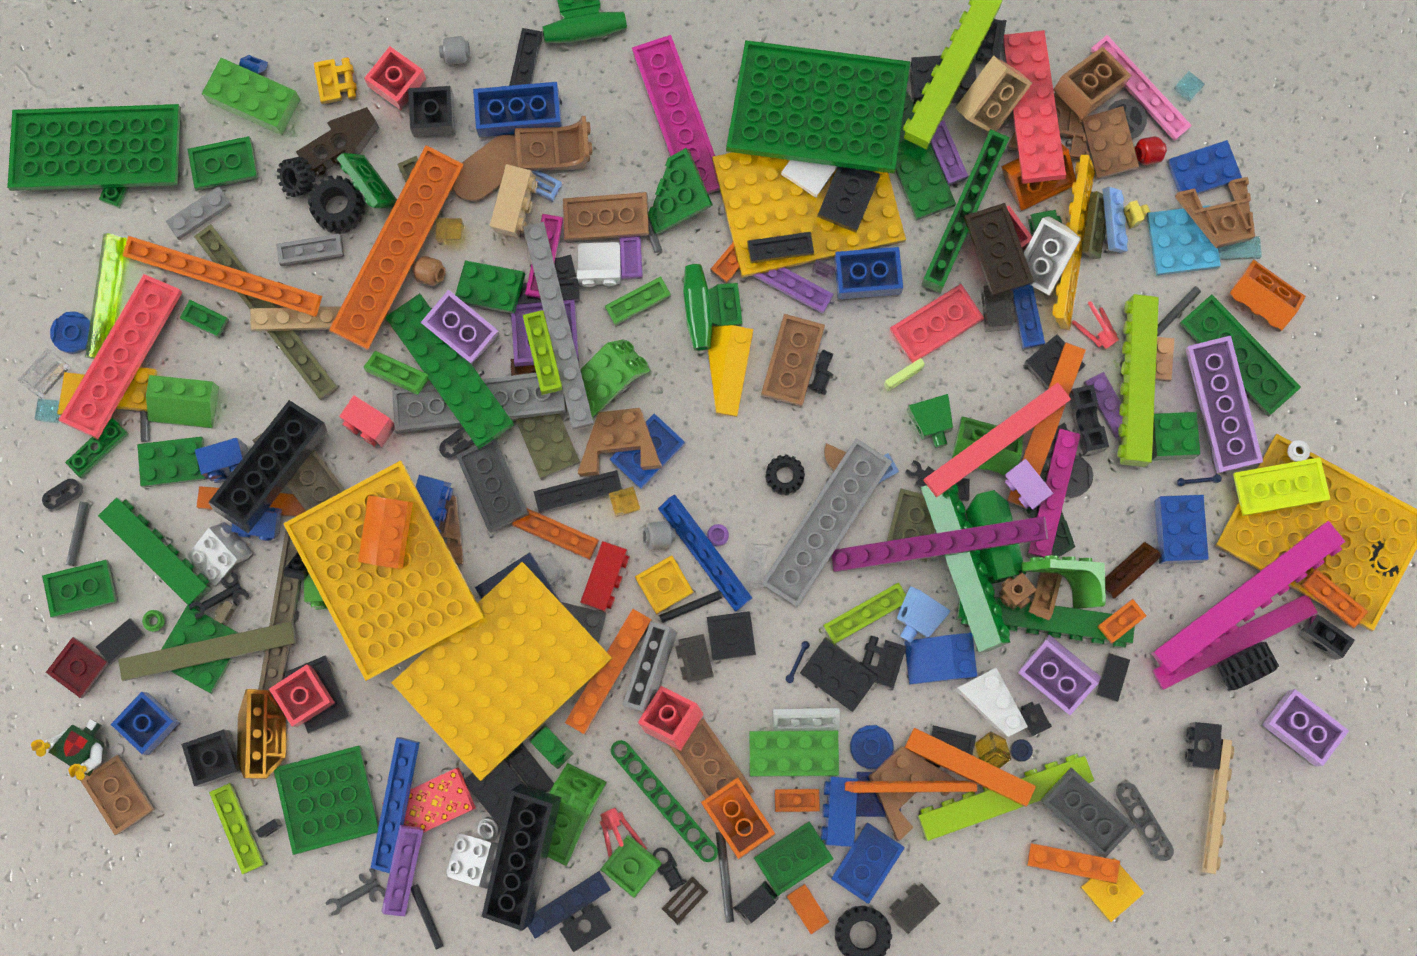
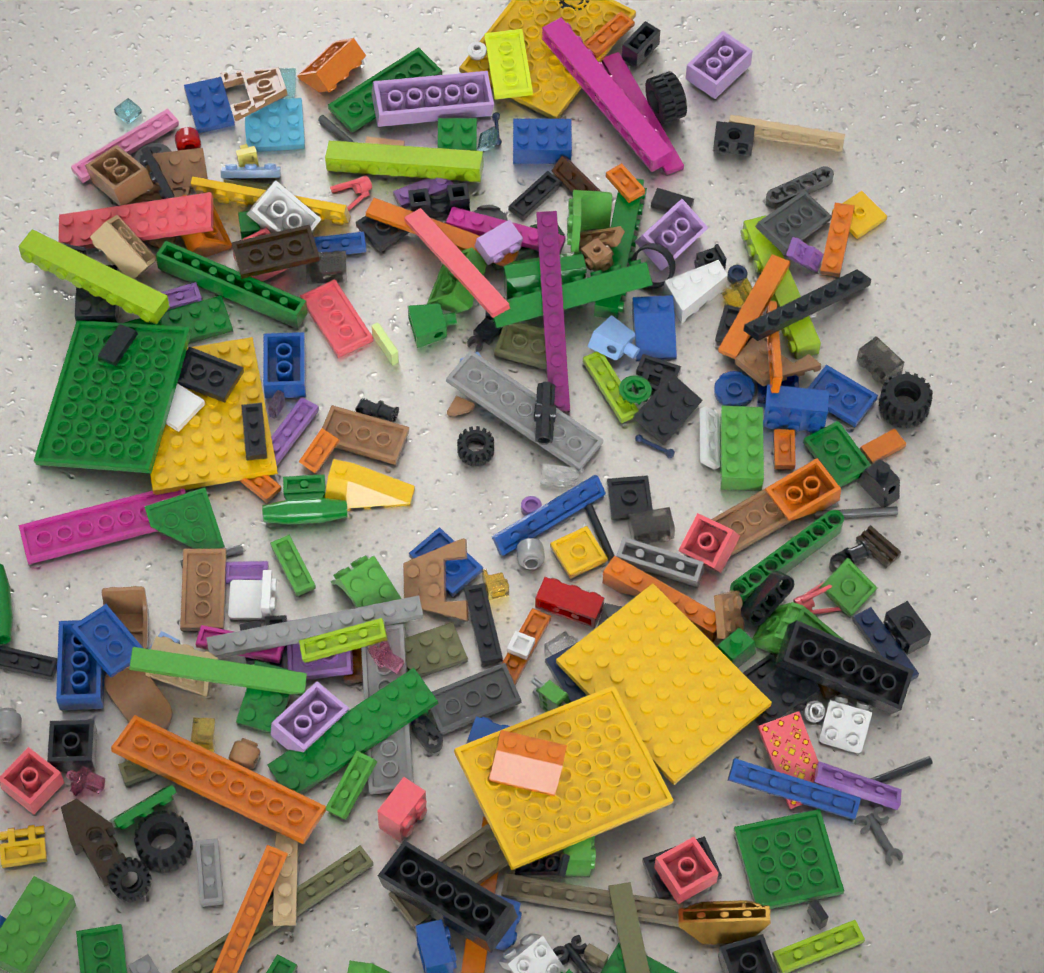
camera: 90 degrees left, 20 degrees down
(398, 127) = (85, 779): none -> clear pink piece
(490, 561) = (549, 694): none -> bright green piece
(496, 233) = (217, 671): none -> bright green tile
(526, 394) = (384, 657): none -> clear pink piece
(532, 128) = (106, 639): none -> blue plate
(550, 528) = (521, 645): none -> white plate
(584, 737) = (728, 613): none -> medium nougat plate
(610, 779) = (776, 594): none -> black beam
(768, 316) = (319, 450): none -> orange plate
(818, 542) = (545, 413): none -> black piece
(862, 629) = (640, 384): none -> green gear
(874, 102) = (117, 345): none -> black tile
(972, 826) = (807, 305): none -> black plate
(1027, 661) = (668, 256): none -> black tyre
(1044, 824) = (804, 255): none -> medium lavender slope
(1098, 115) = (156, 174): none -> black wing
(1111, 525) = (535, 195): none -> black tile
(1179, 470) = (487, 139): none -> clear light blue plate

